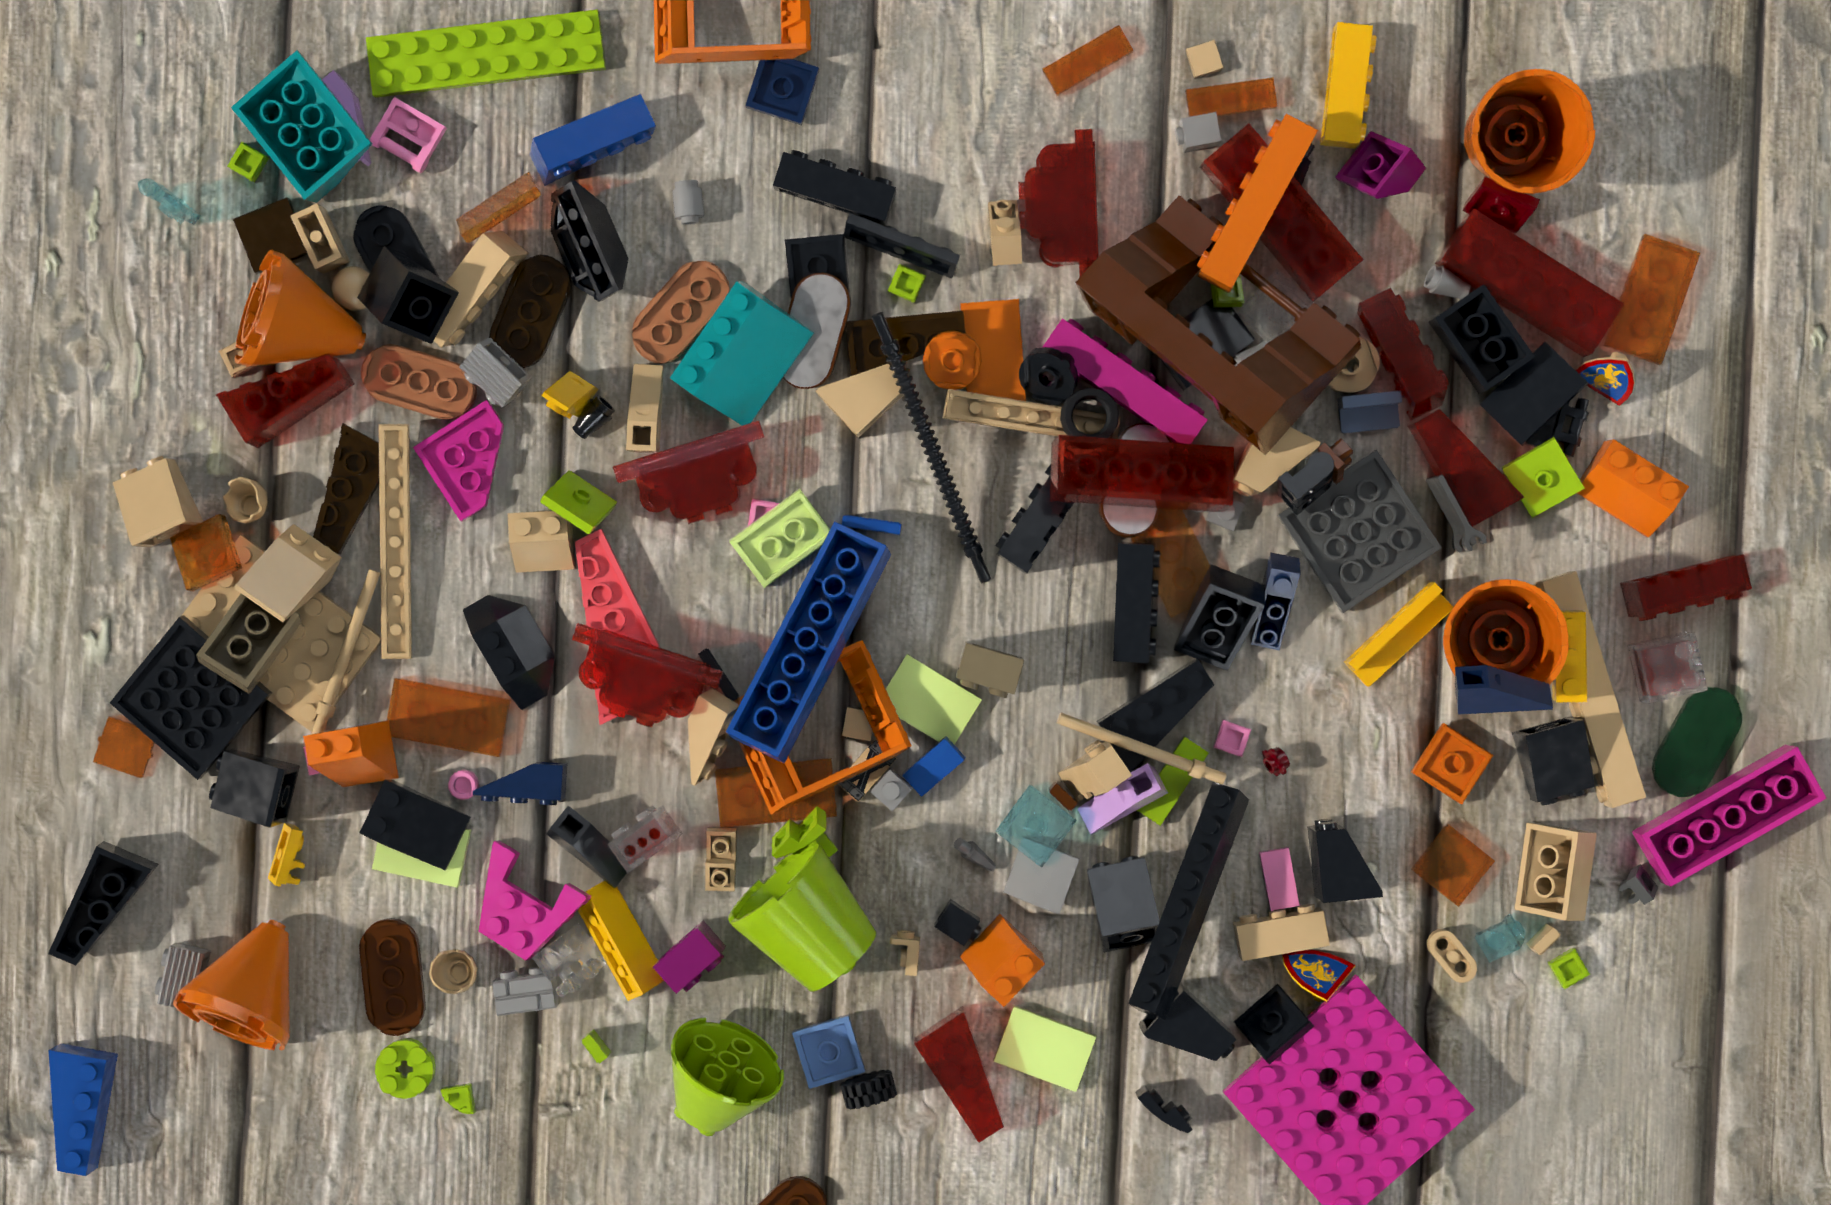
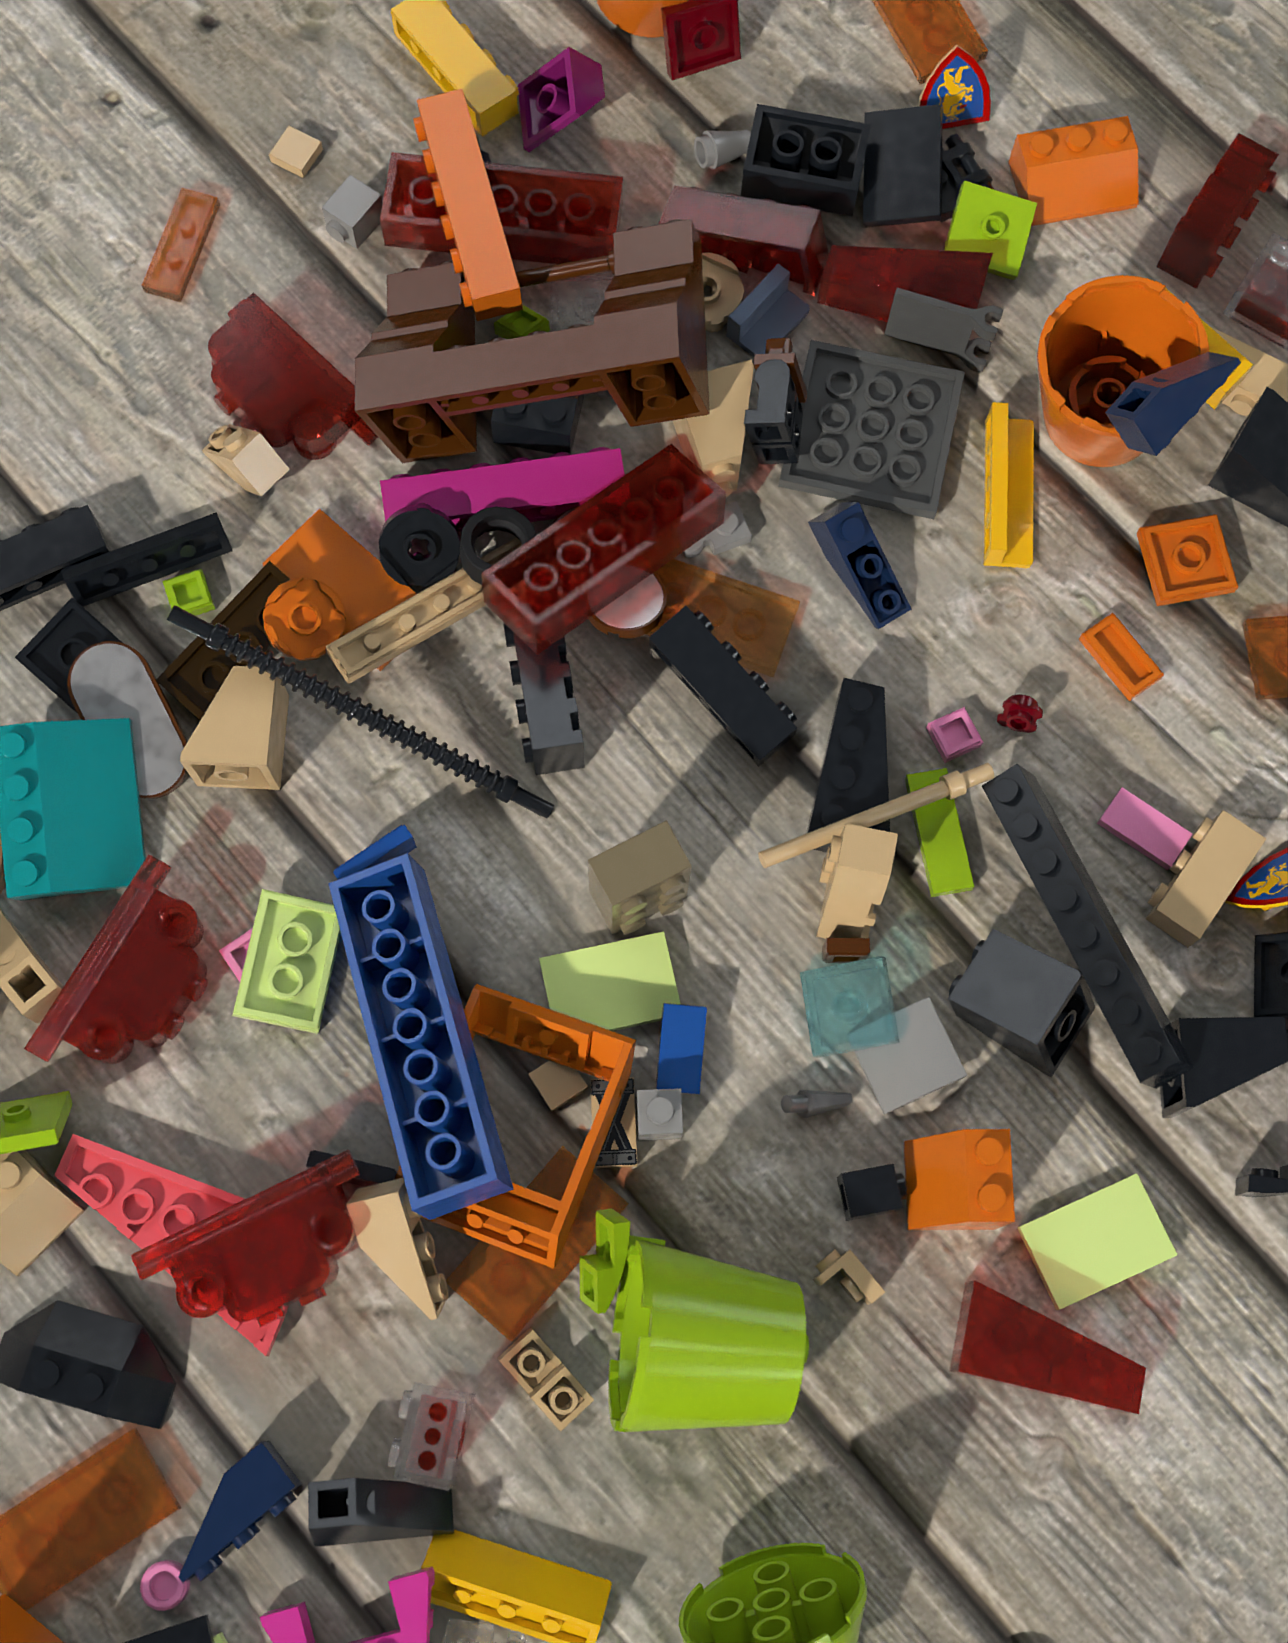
camera: 45 degrees left, 15 degrees down
(689, 957) = (614, 1526): magenta brick -> none
(828, 1051) = (873, 1481): medium blue plate -> none
(868, 1089) = (959, 1478): black tyre -> none
(1127, 797) = (909, 892): lavender slope -> none
(1220, 617) = (823, 623): black slope -> none
(1232, 98) = (360, 158): clear orange tile -> none
(1338, 866) = (1188, 748): black slope -> none
(1362, 780) = (1121, 656): none -> orange tile
(1530, 283) = (815, 72): clear red brick -> none

